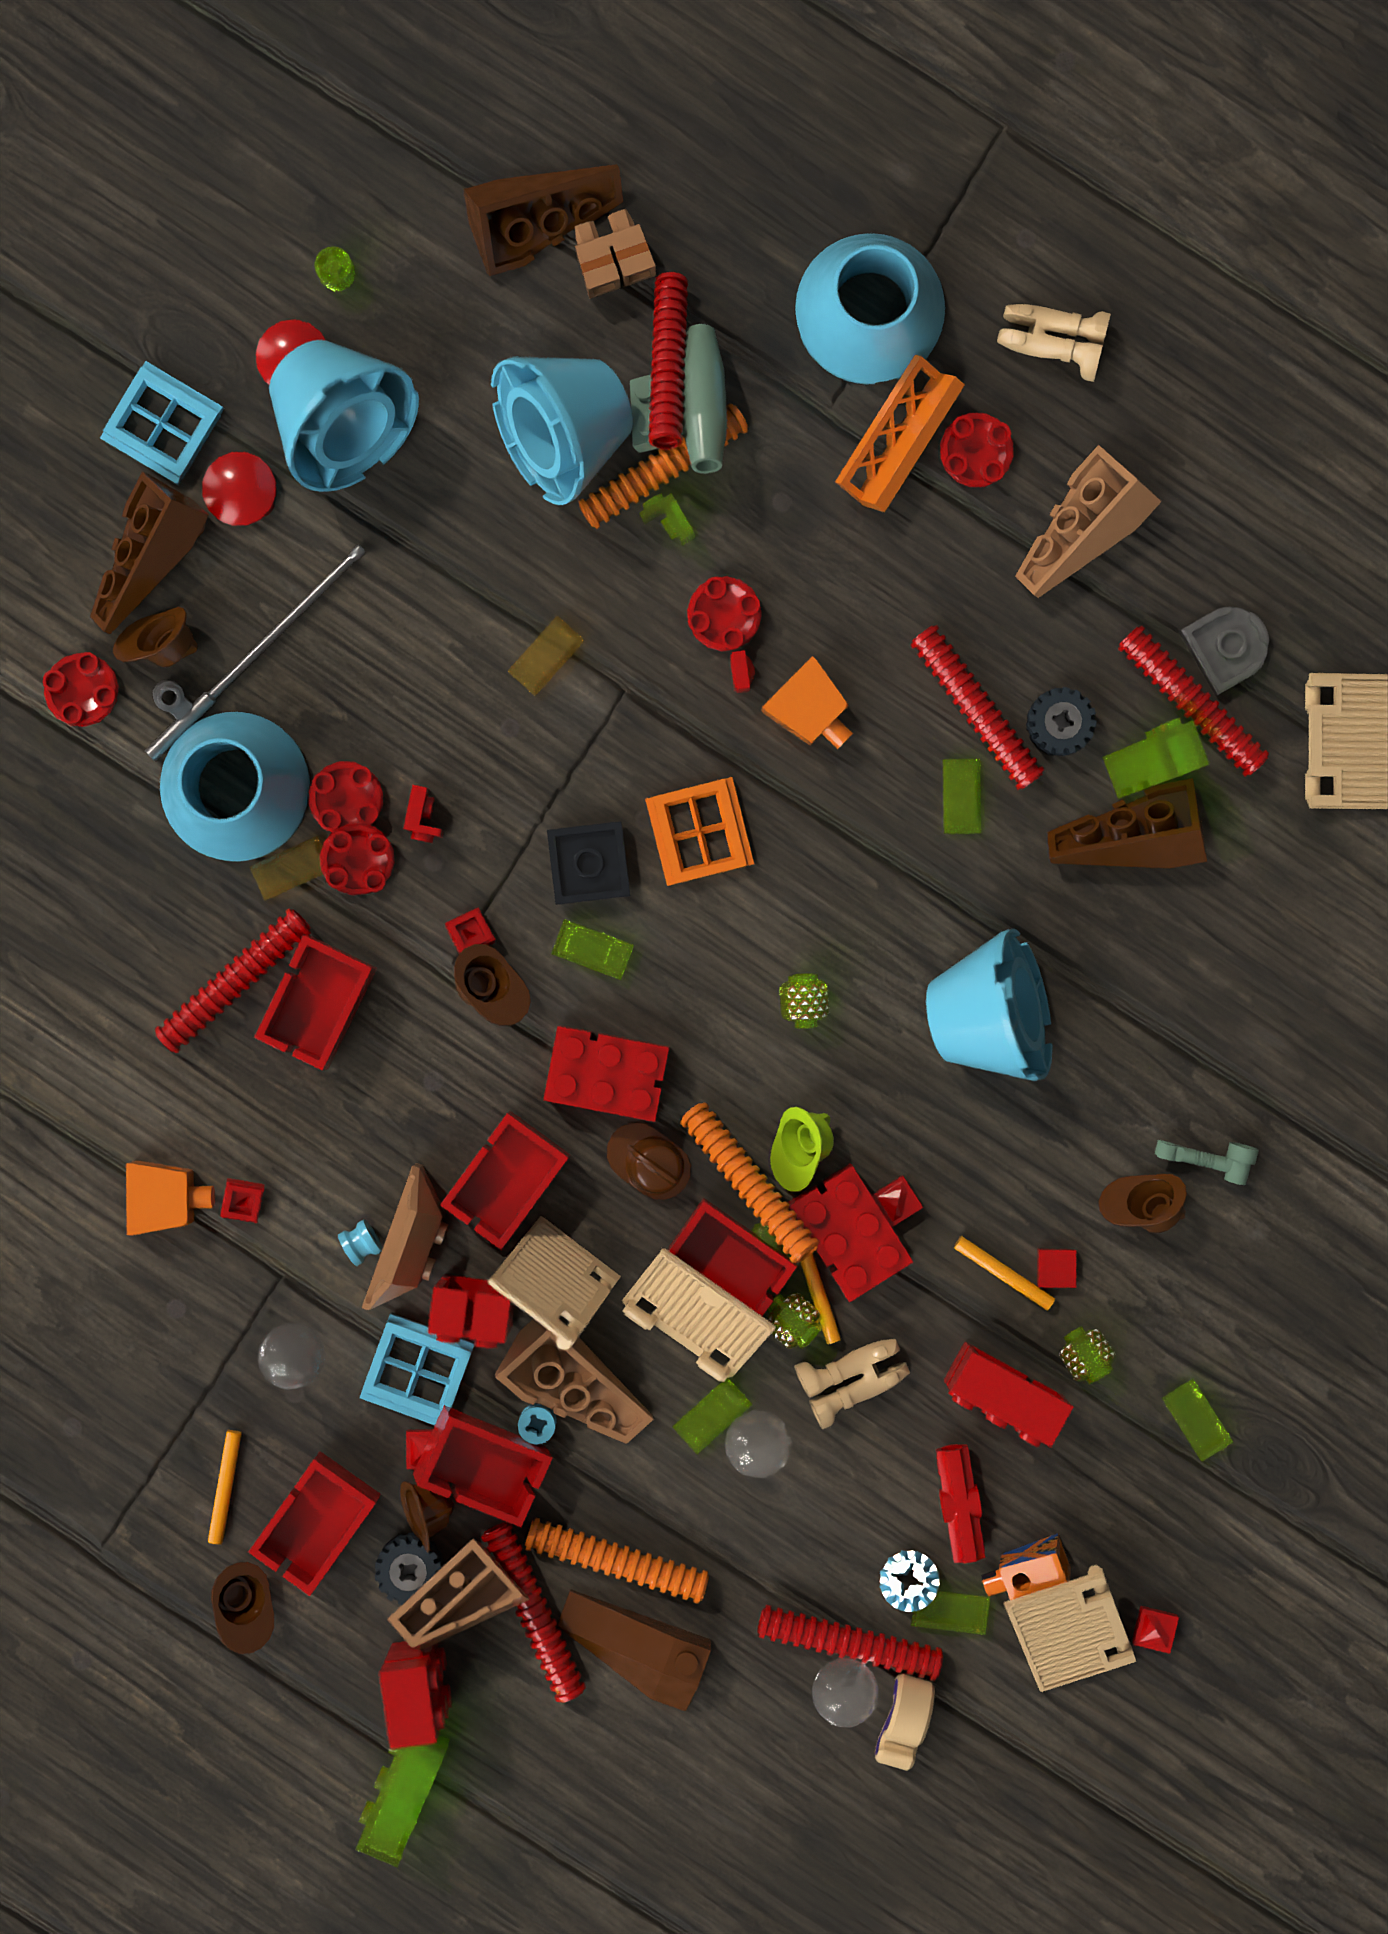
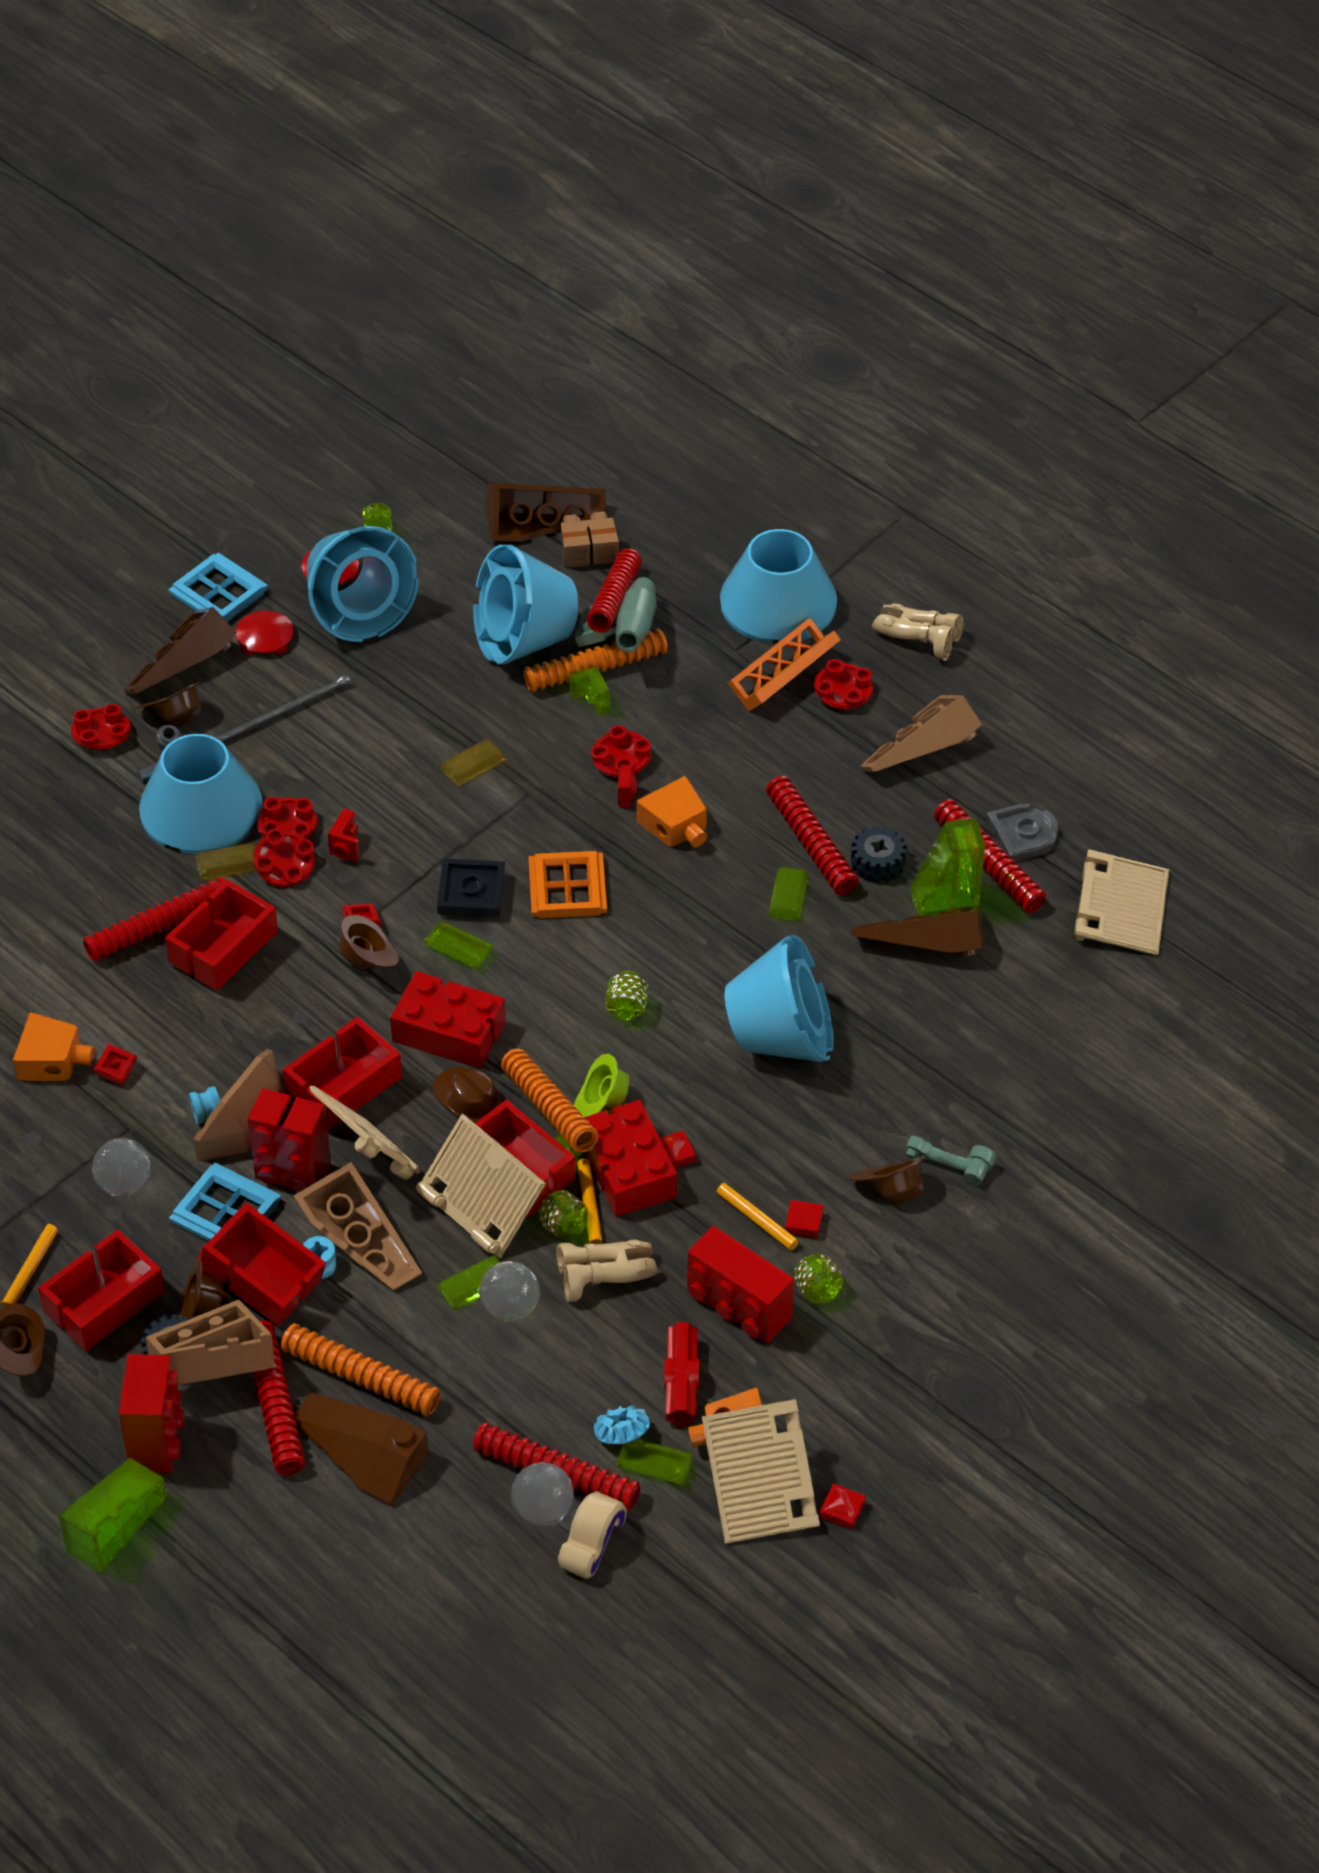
camera: 15 degrees right, 40 degrees down
(1197, 1420) = (909, 1348): clear neon green tile -> none

